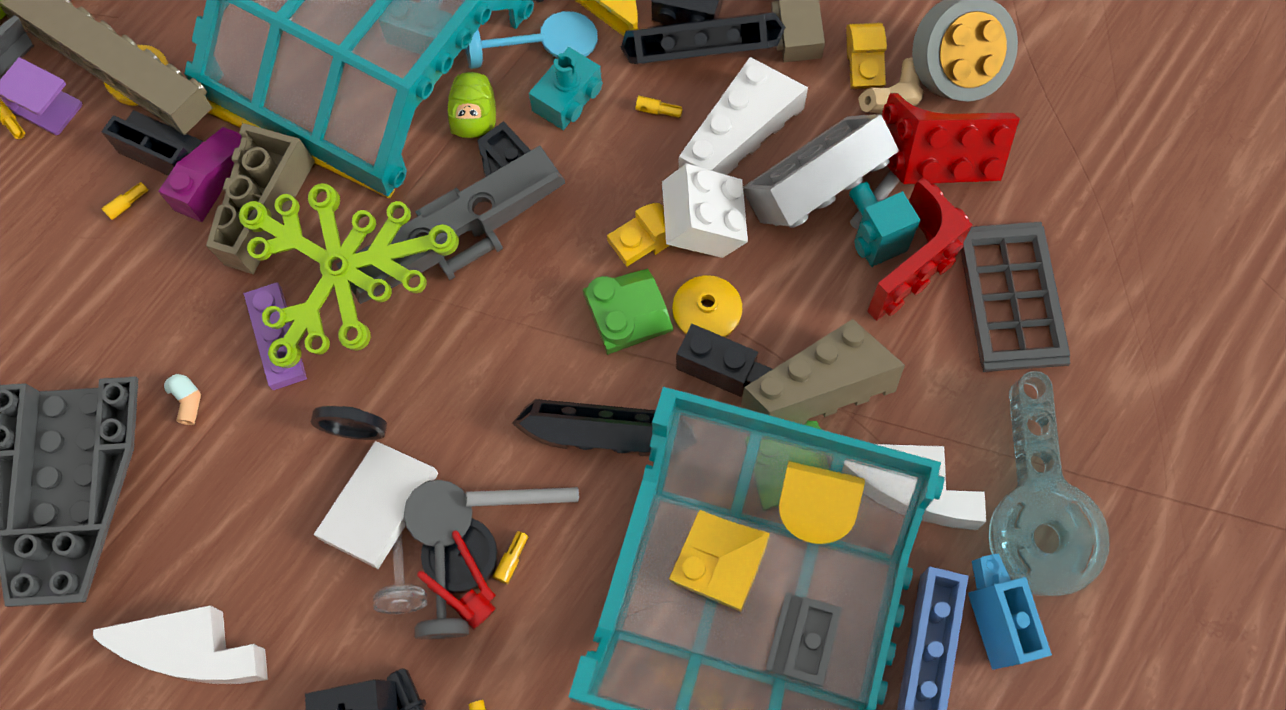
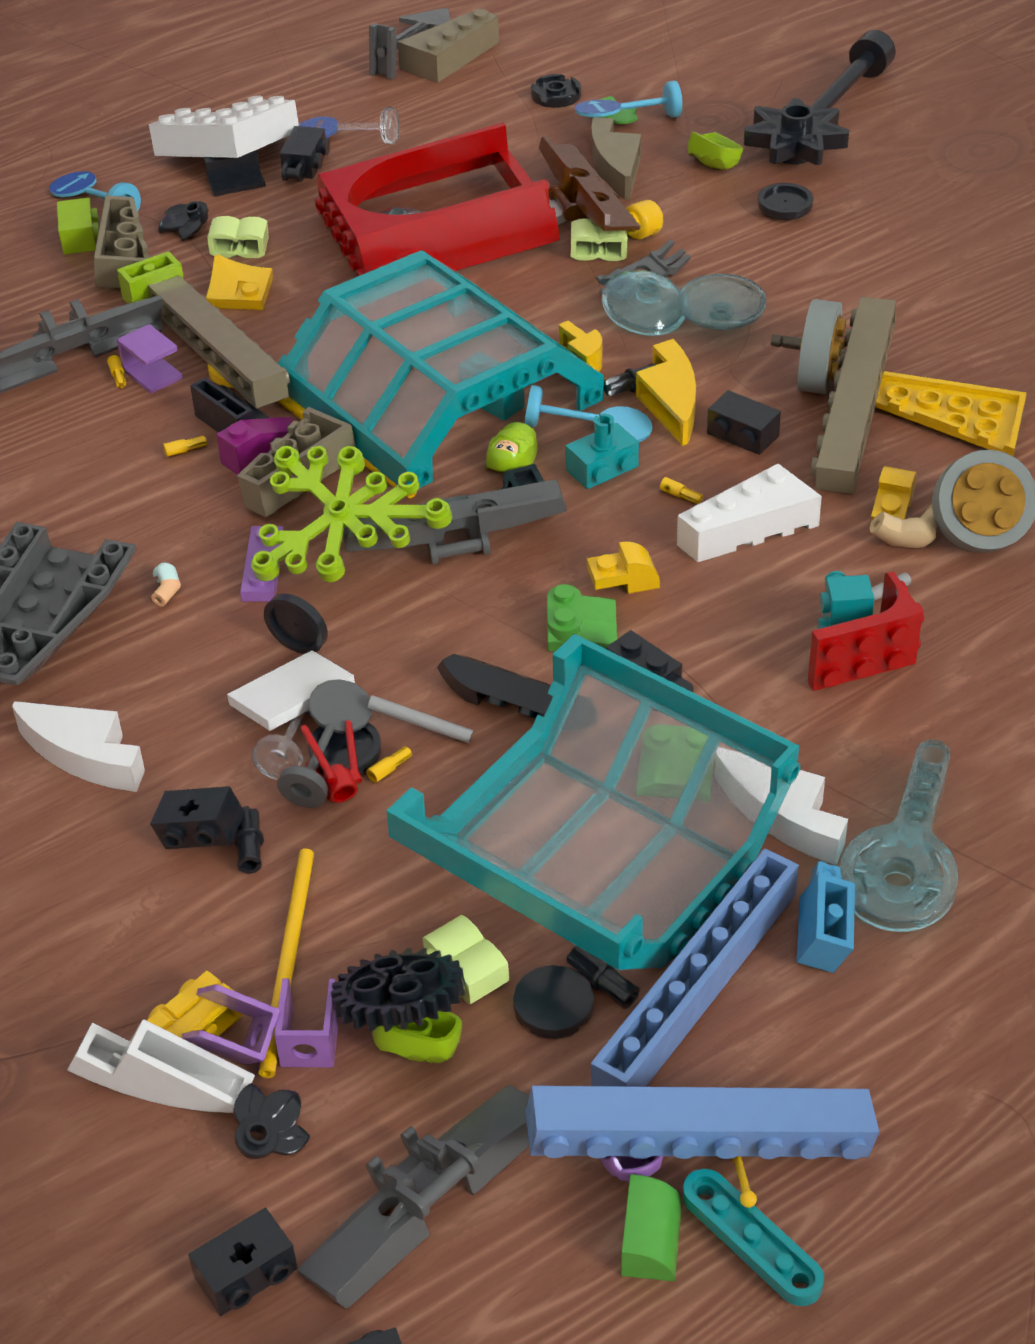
camera: 20 degrees right, 25 degrees down
(702, 38) = (743, 445): black brick -> none
(704, 211) = (682, 559): white brick -> none
(720, 318) = (664, 634): yellow dish -> none
(720, 560) = (574, 804): yellow plate -> none
(804, 639) = (622, 871): dark grey plate -> none
(819, 503) = (682, 775): yellow tile -> none
(821, 170) = (803, 555): brick -> none
(827, 375) = (755, 692): dark tan wedge -> none
(947, 145) = (939, 565): red bracket -> none
(1024, 357) = (964, 657): dark grey piece -> none

